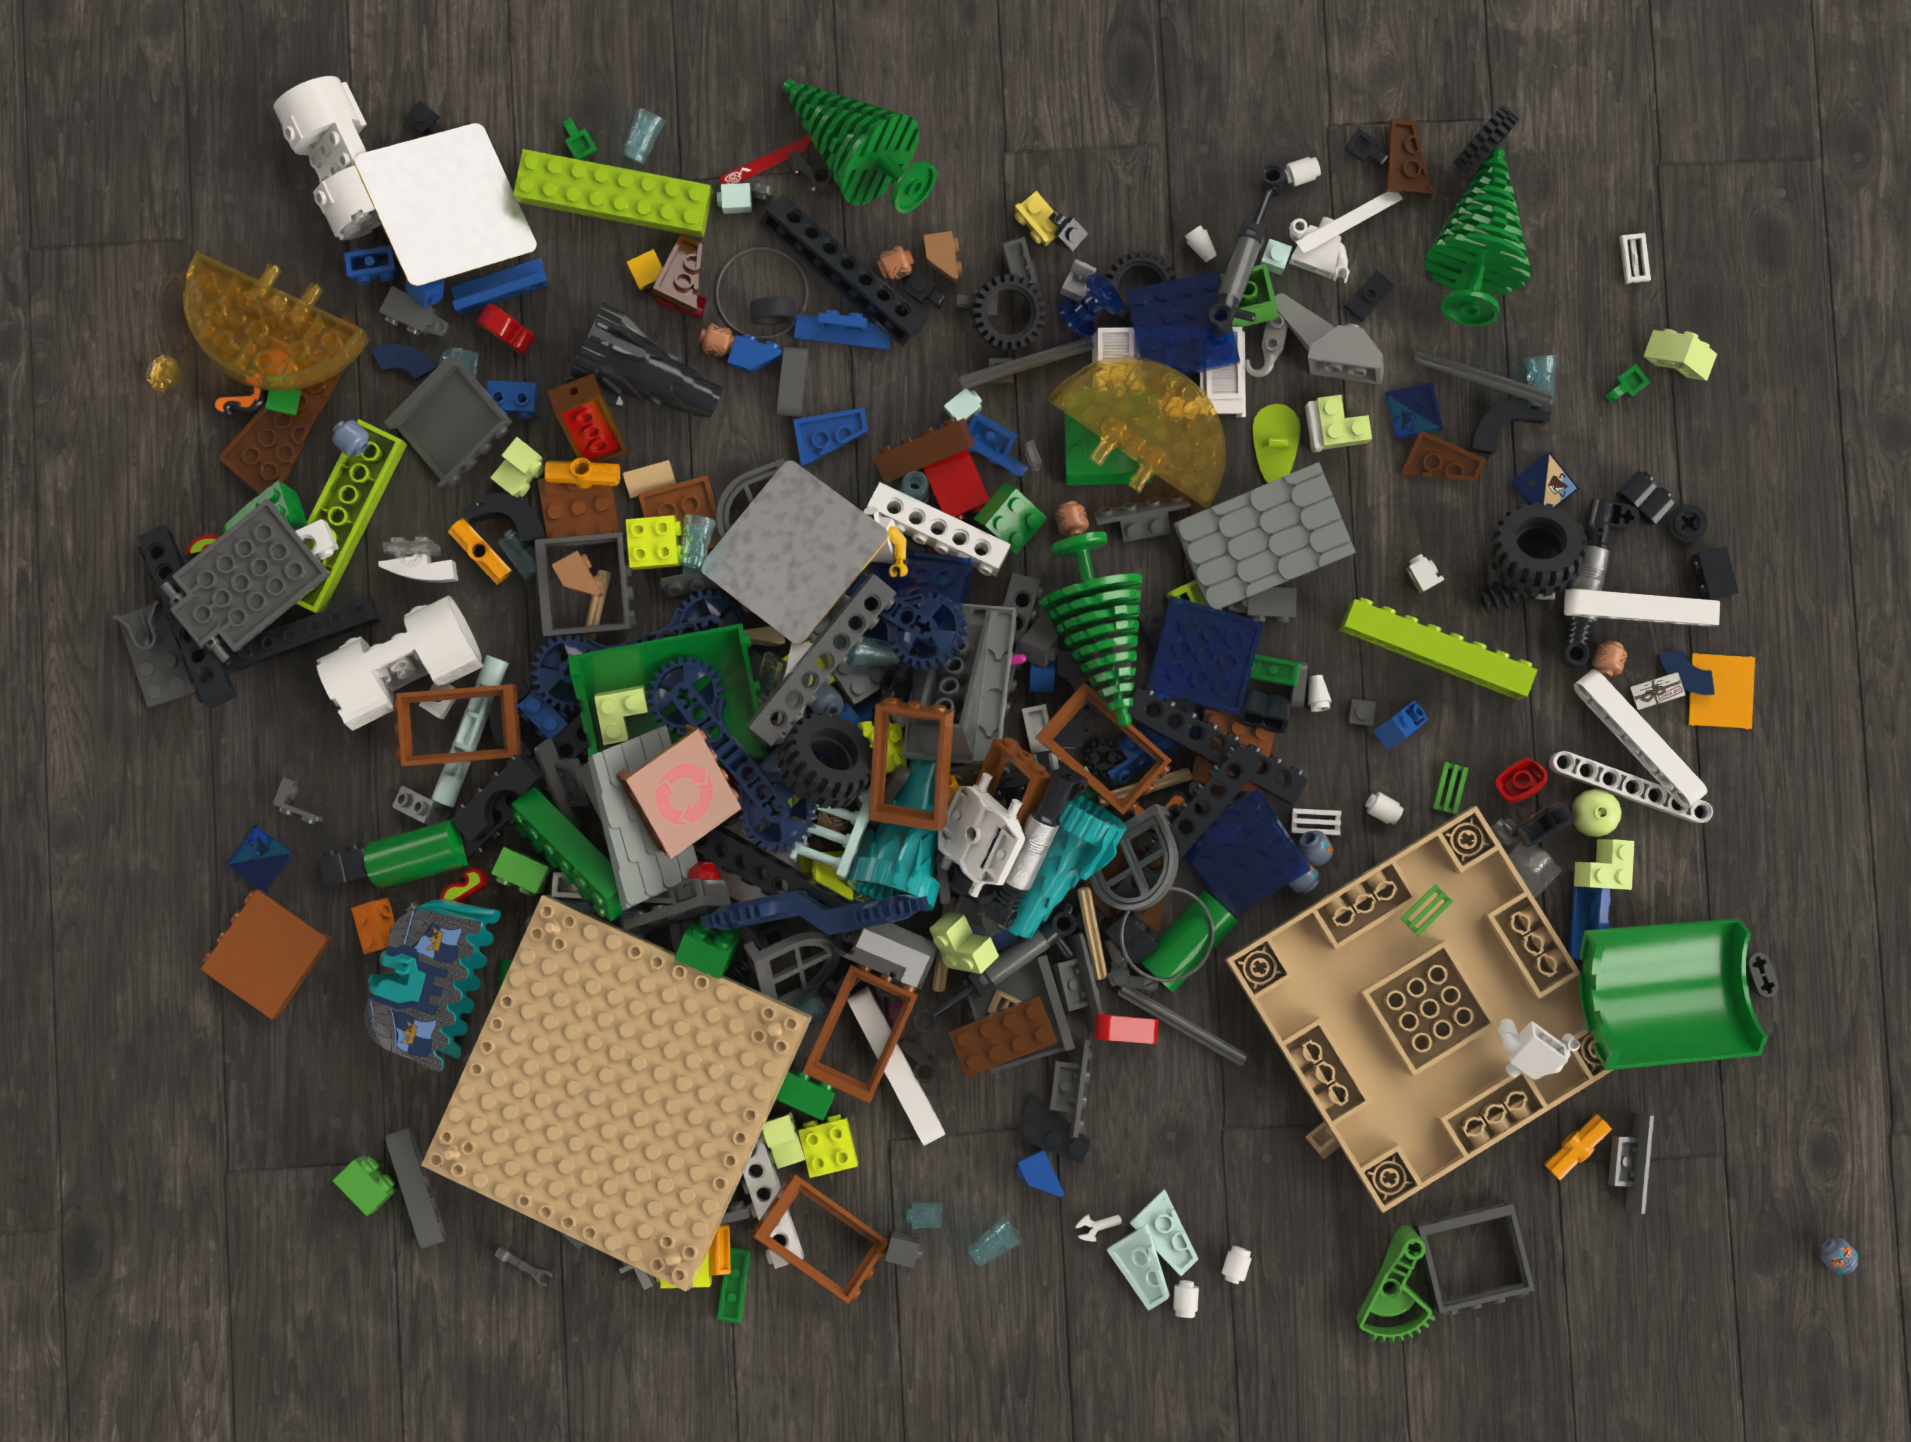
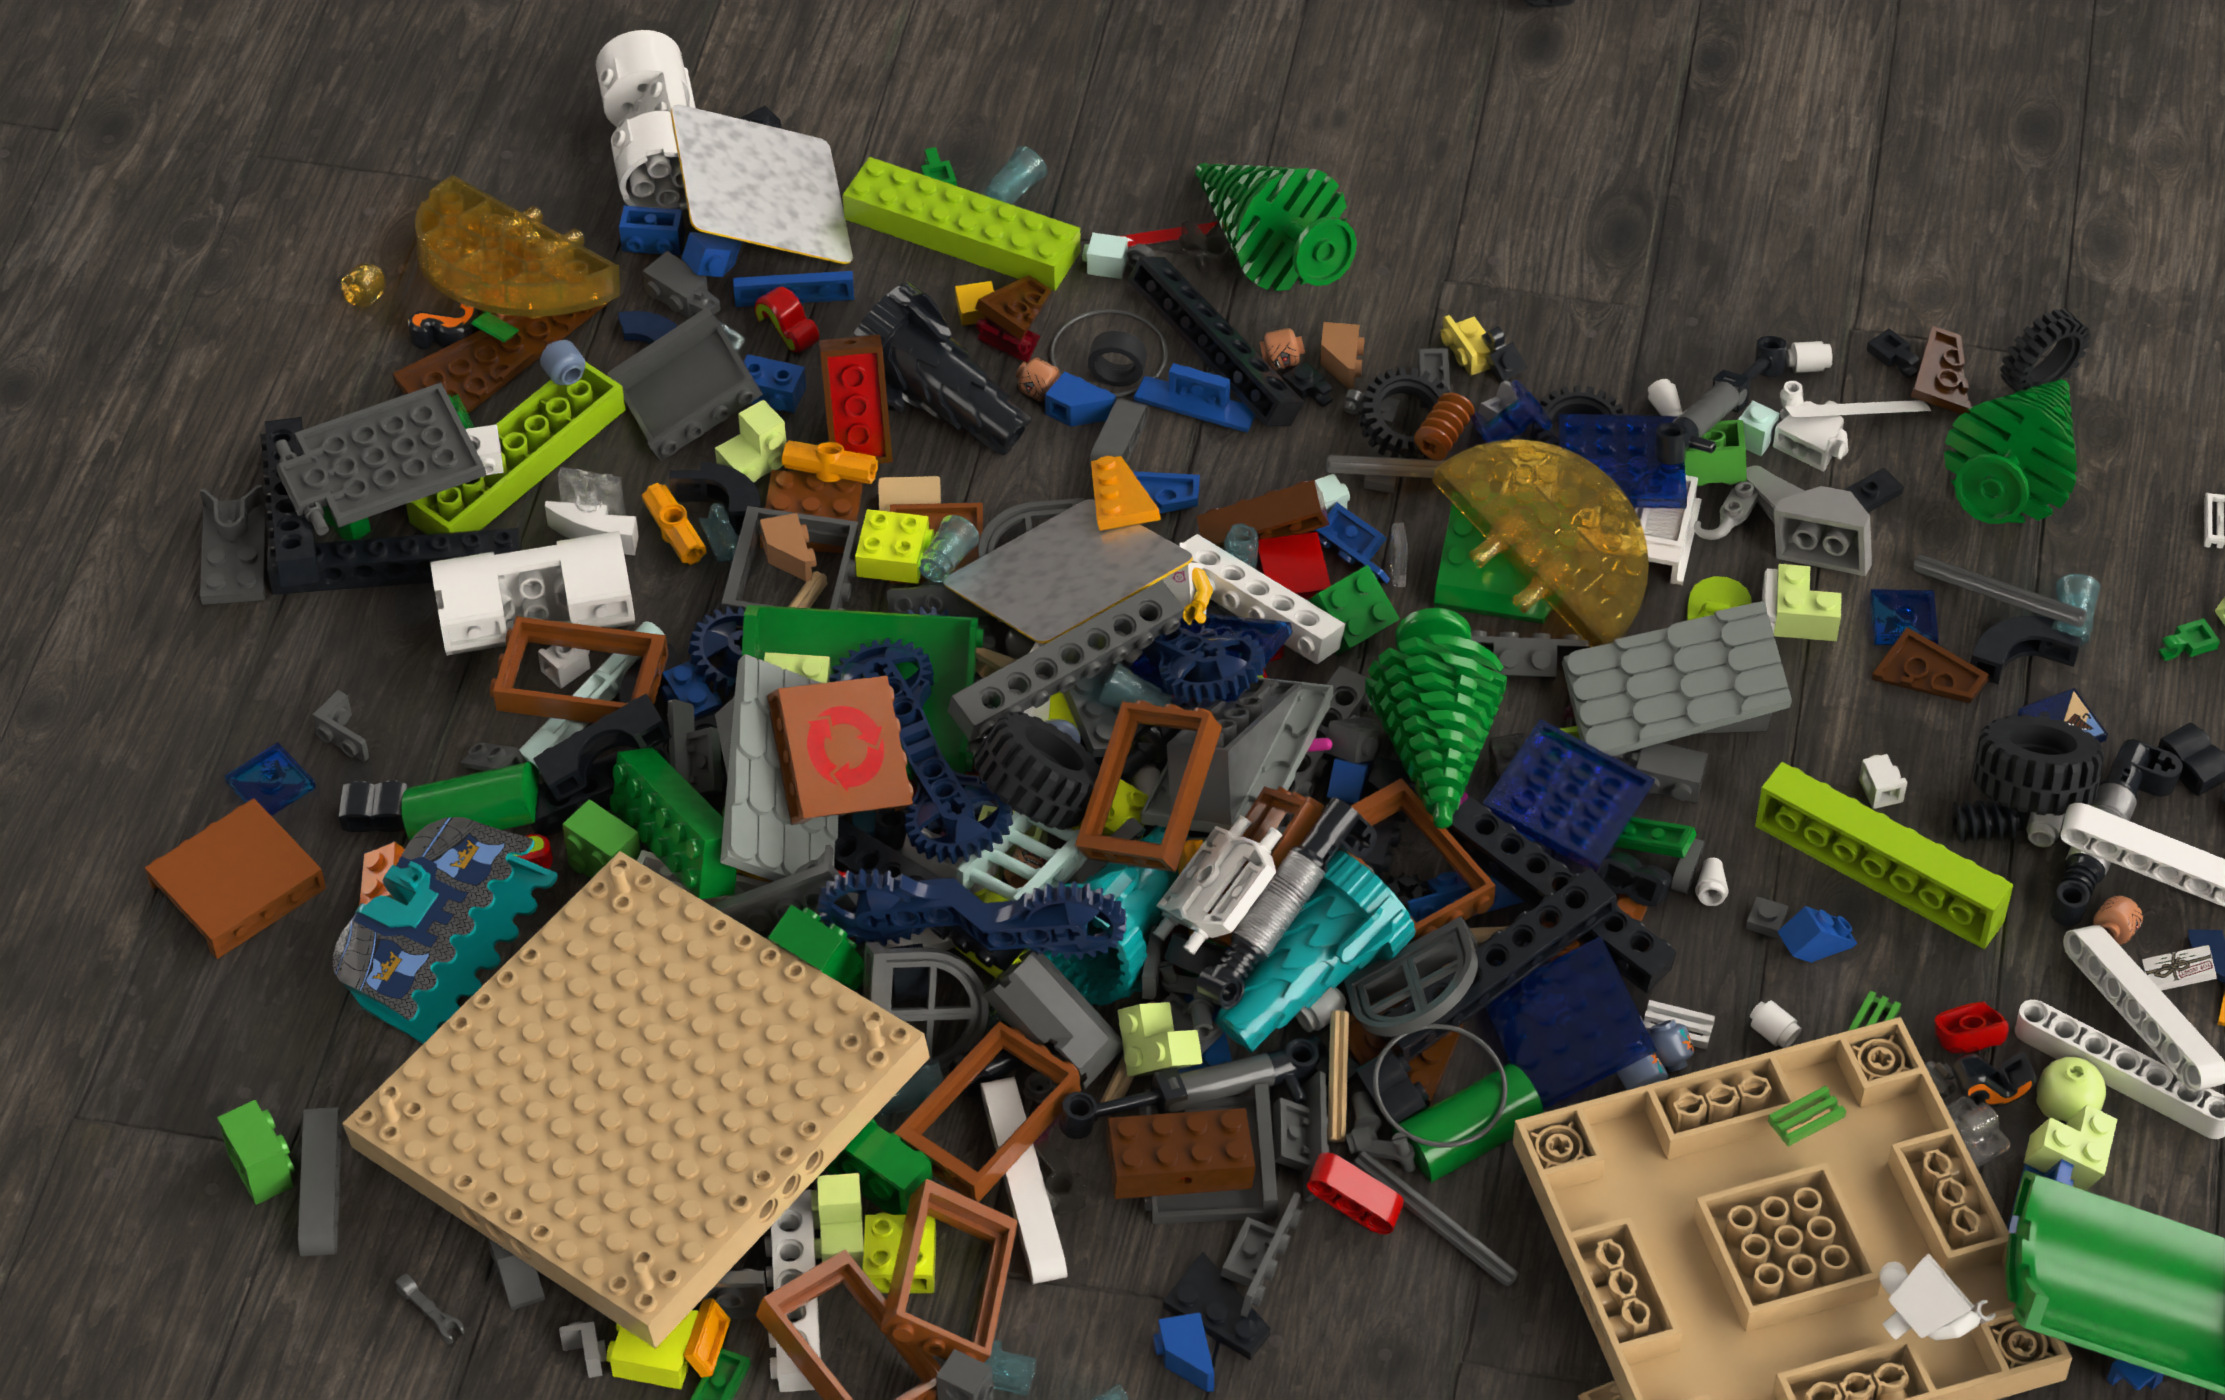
camera: 10 degrees right, 35 degrees down
(812, 461) = (1119, 495): none -> light orange wing
(836, 1123) = (970, 1218): none -> dark orange door
(1040, 328) = (1443, 425): none -> dark orange piece

